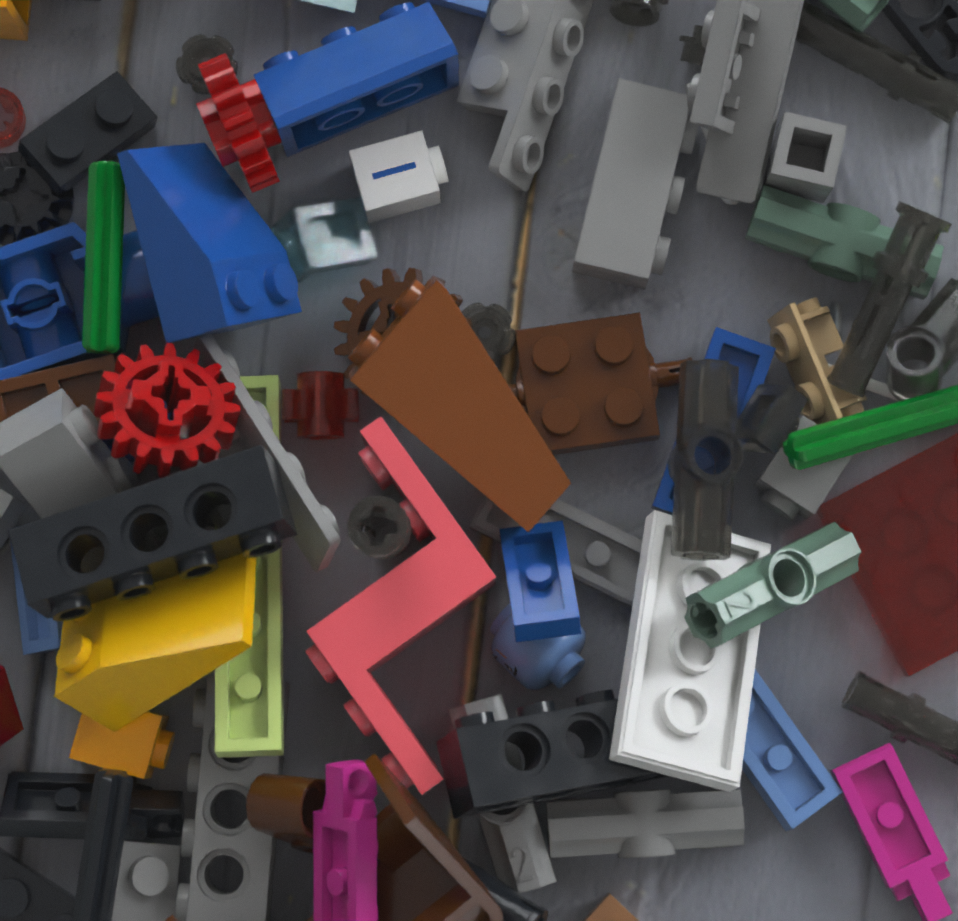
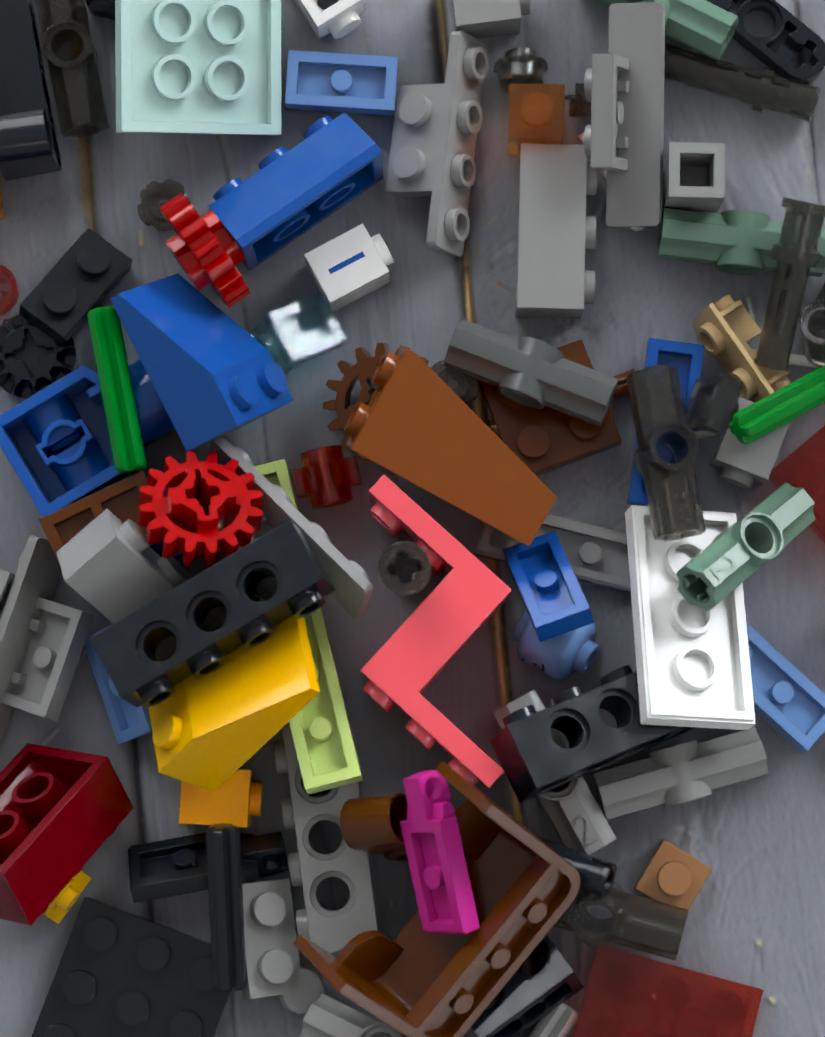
camera: 10 degrees left, 0 degrees up
(573, 337) = (530, 372): none -> dark grey piece
(641, 50) = (534, 115): none -> clear orange brick

